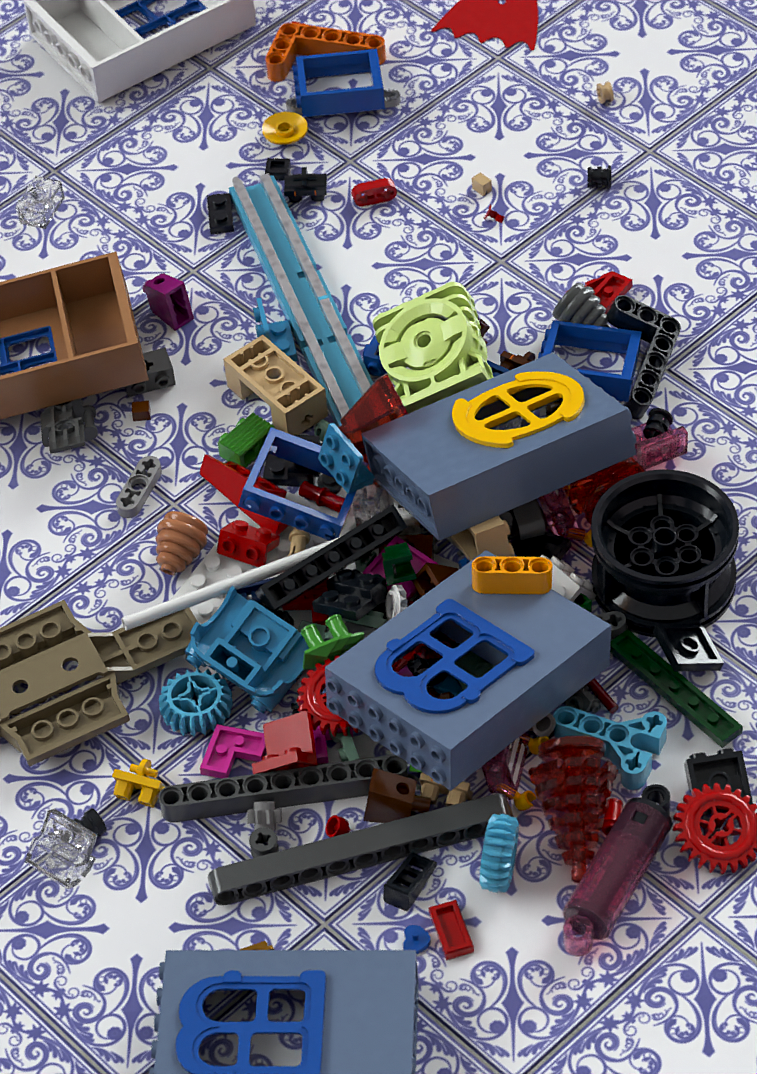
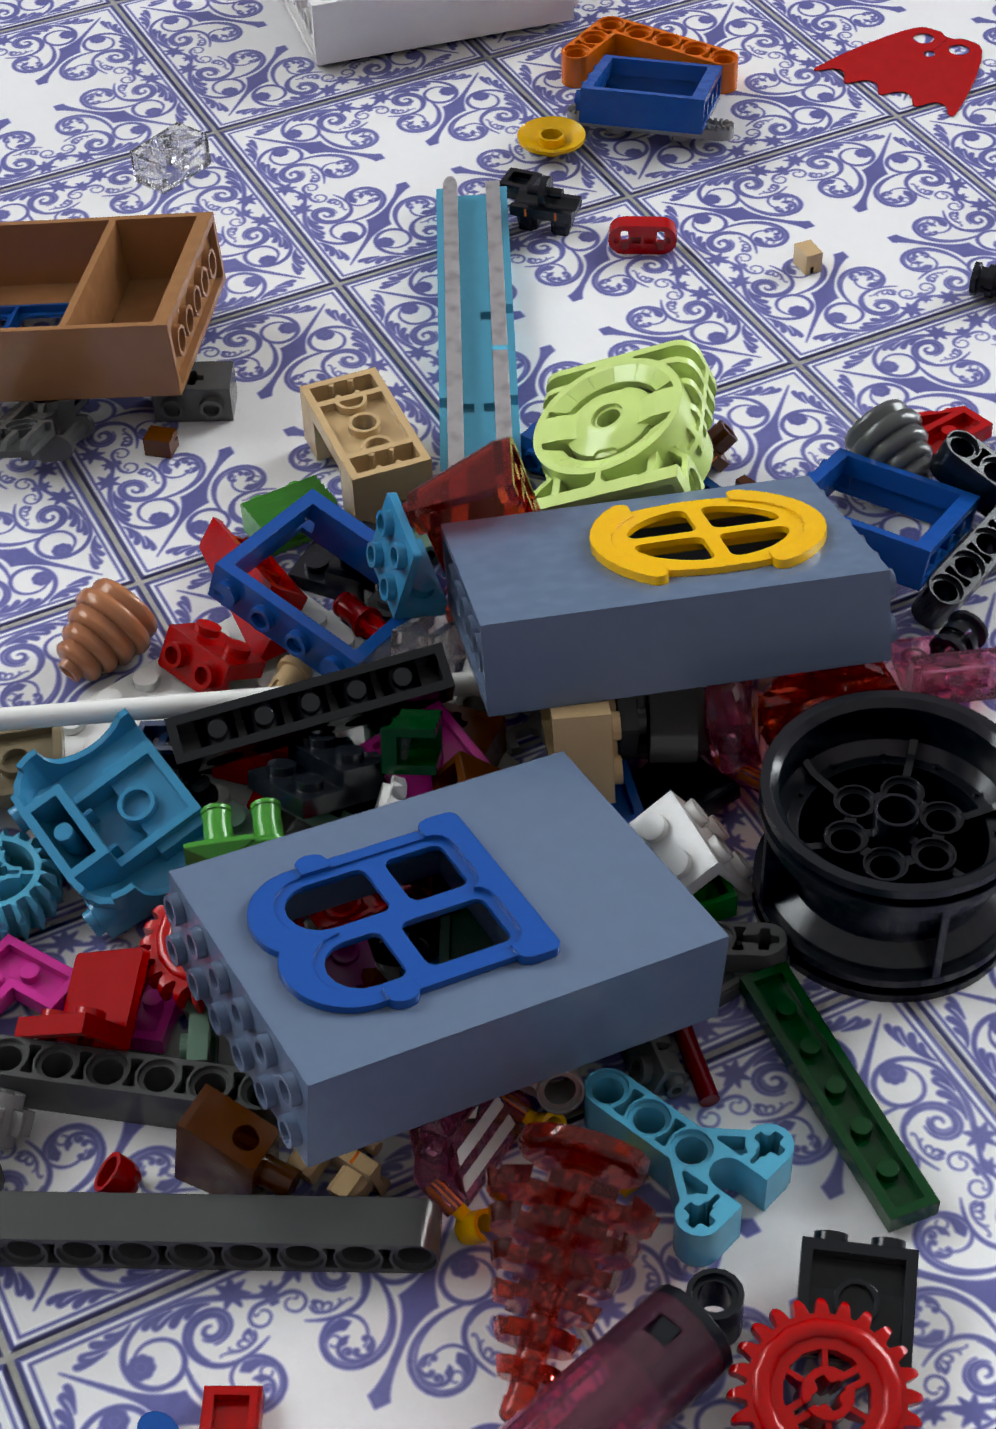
camera: 15 degrees right, 5 degrees down
(138, 496) = (75, 557): light grey beam -> none
(169, 300) = (271, 296): magenta torso -> none
(220, 213) = (411, 220): black plate -> none
(278, 332) = (411, 387): dark azure bracket -> none
(403, 896) = (174, 1348): black slope -> none
(494, 214) = (810, 299): red piece -> none
(499, 853) = (368, 1319): medium azure gear -> none
(511, 575) = (580, 800): light orange beam -> none
(613, 811) = (632, 1291): red pin -> none
(688, 647) = (884, 1024): black plate -> none

